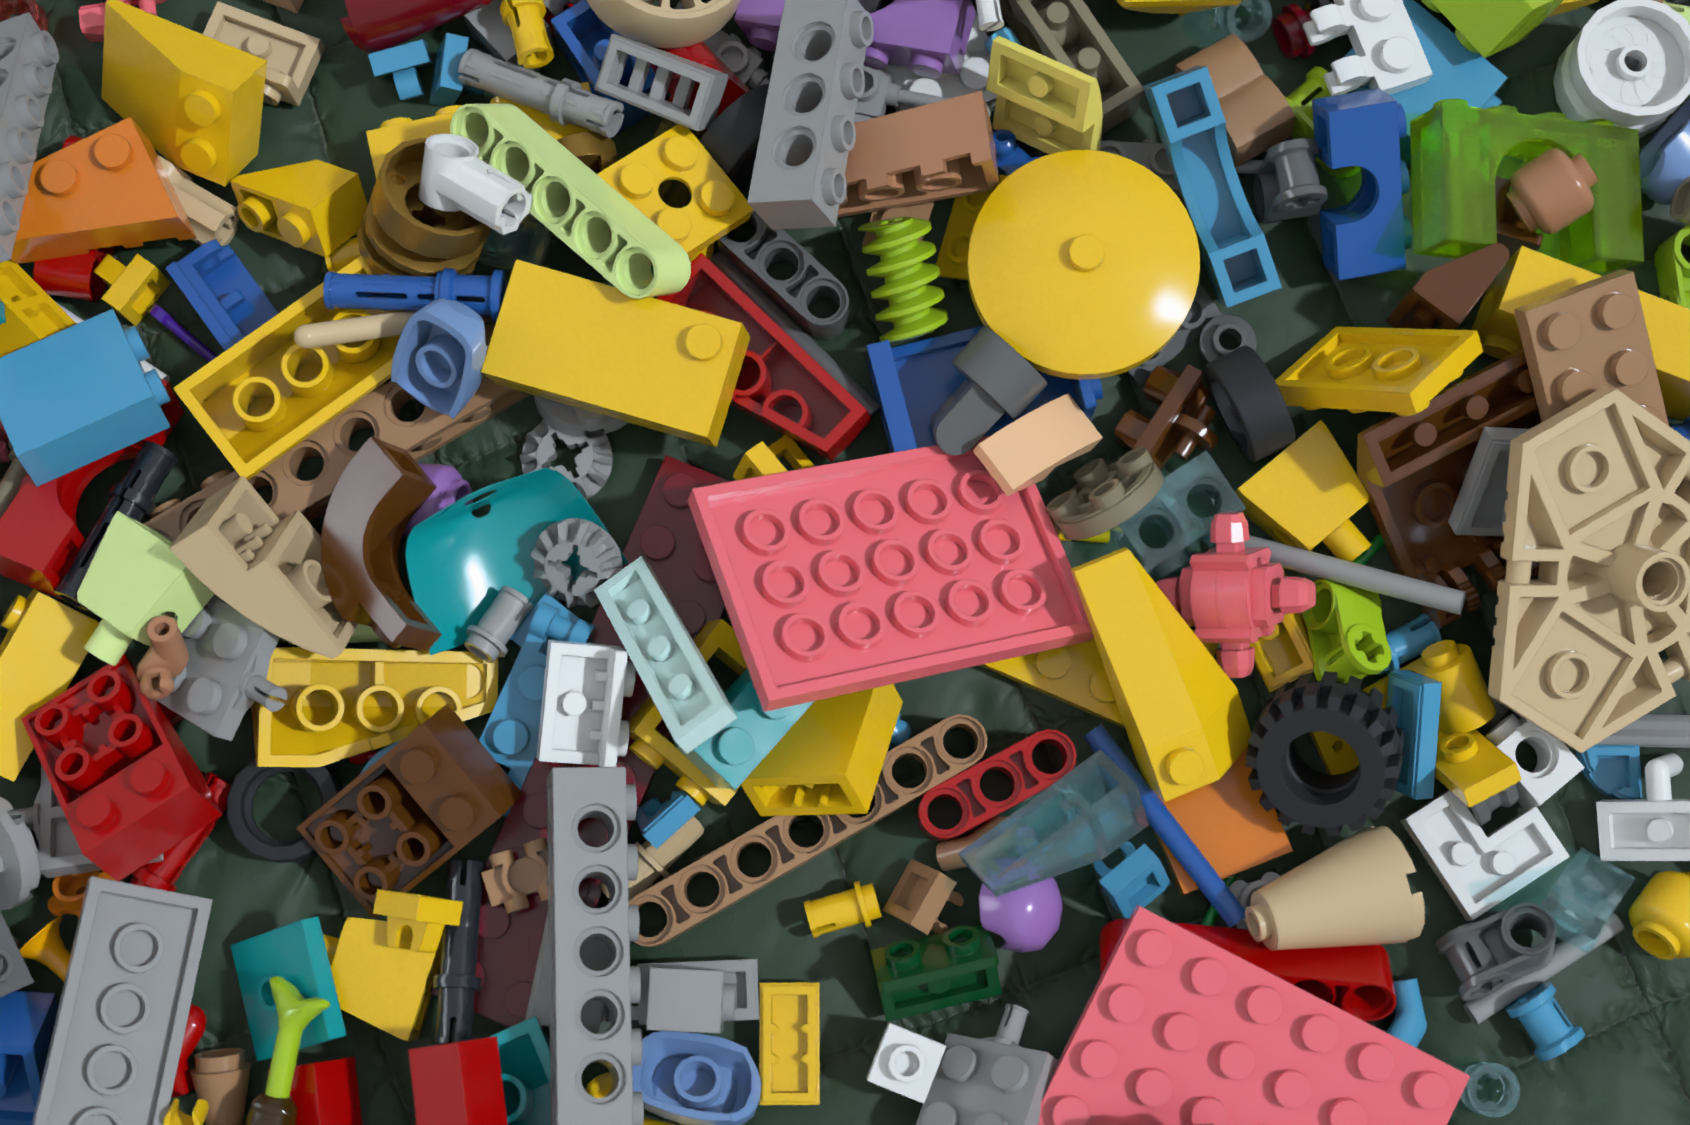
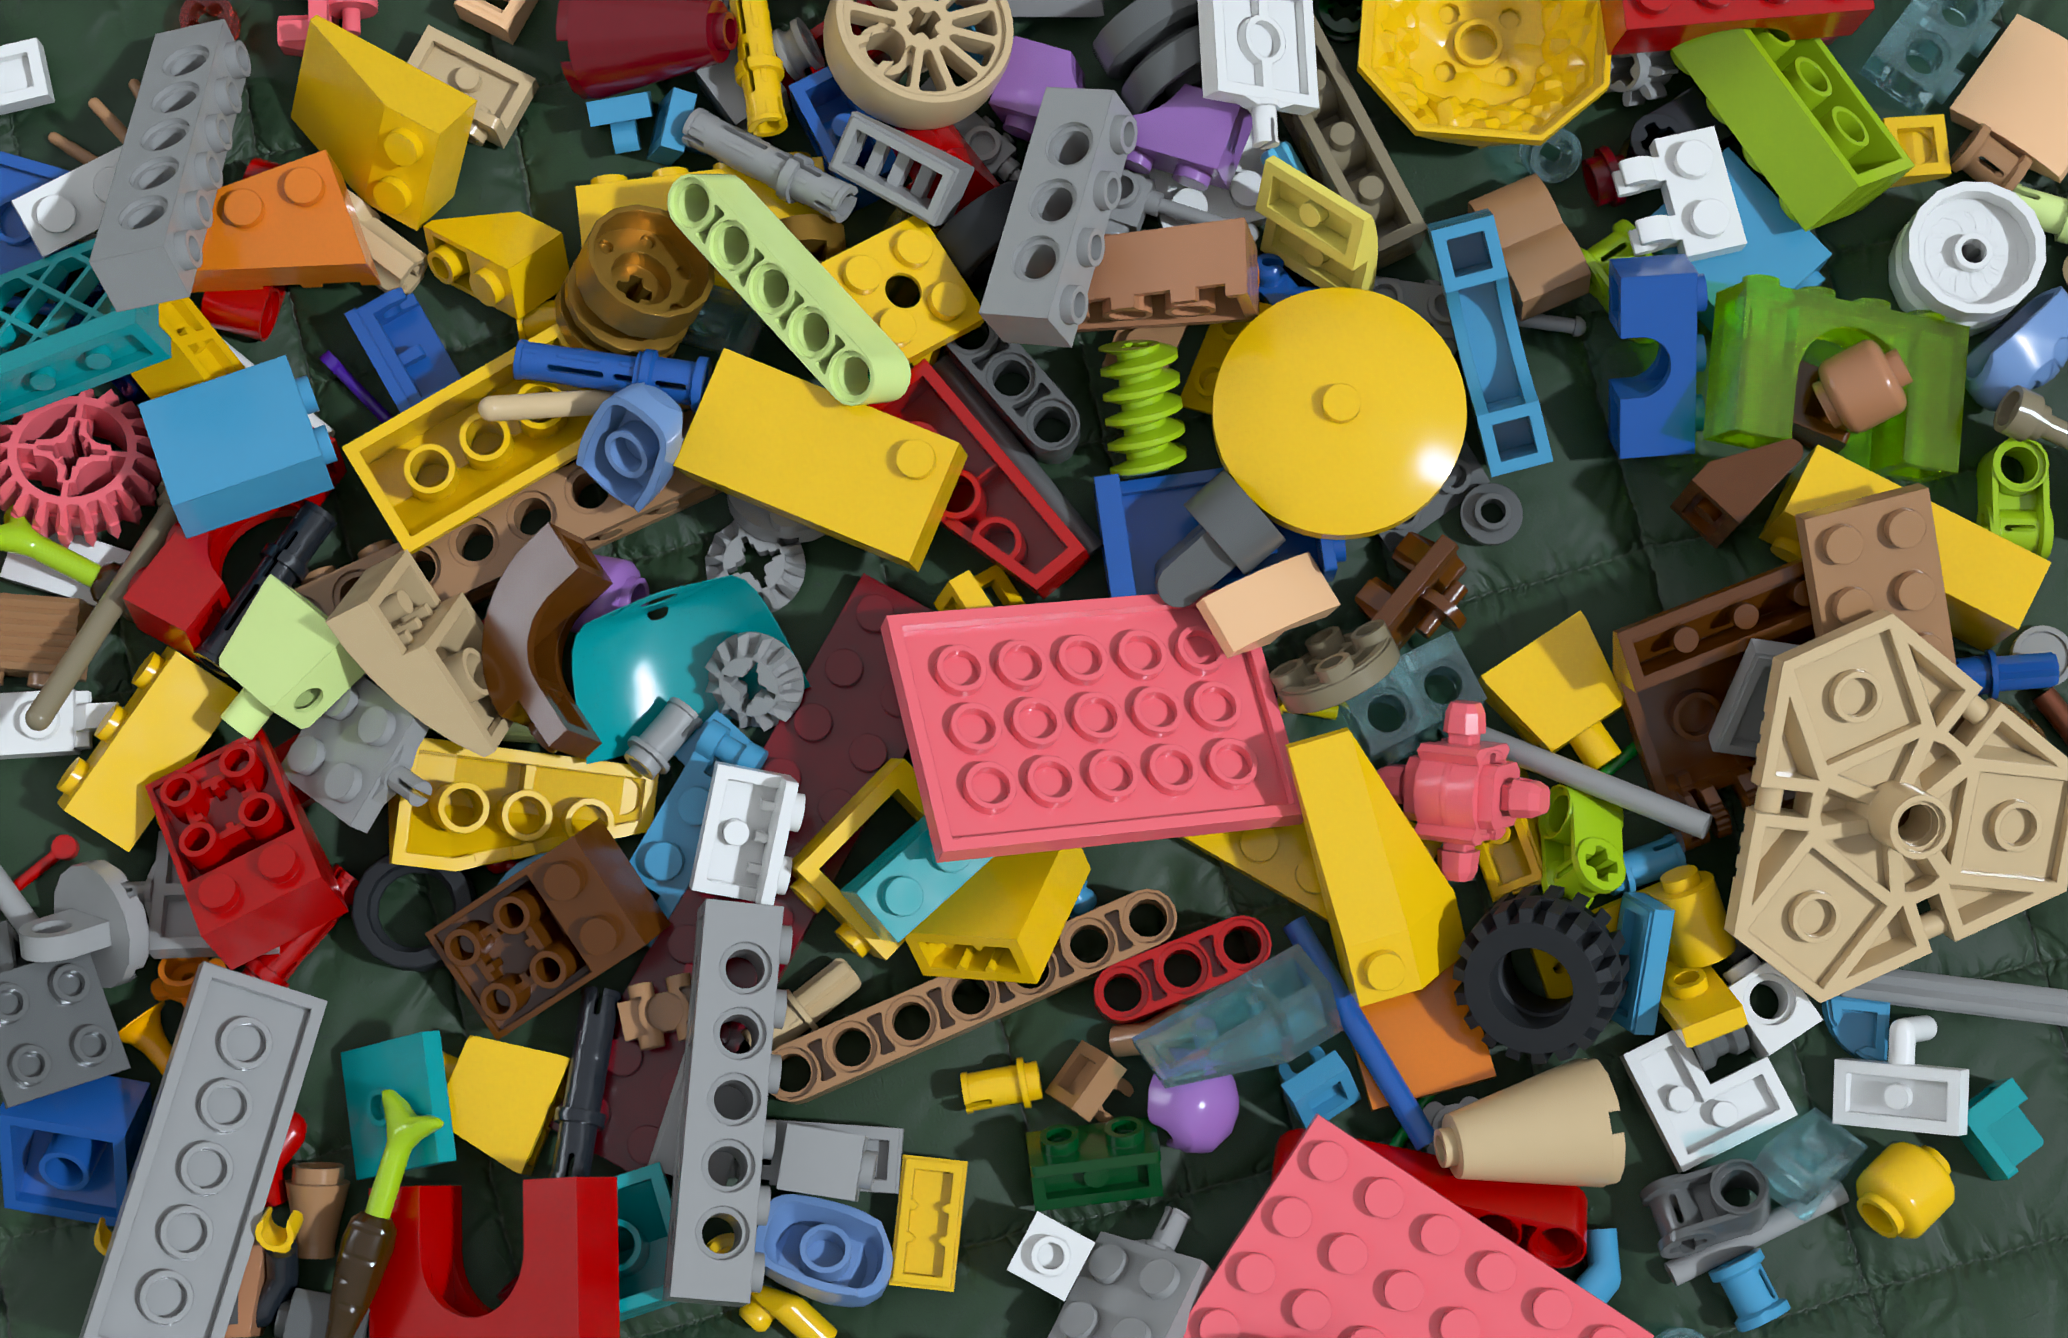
camera: 10 degrees right, 0 degrees up
(132, 287) = (305, 329): yellow tile -> none
(163, 659) = (304, 737): nougat arm -> none
(416, 919) = (543, 1045): yellow tile -> none
(460, 181) = (673, 258): white piece -> none
(661, 820) = (816, 968): dark azure tile -> none
(665, 655) = (838, 790): light aqua plate -> none
(1250, 403) = (1505, 584): black tyre -> none
(1288, 182) = (1577, 345): dark grey piece -> none
(1378, 369) = (1644, 562): yellow plate -> none

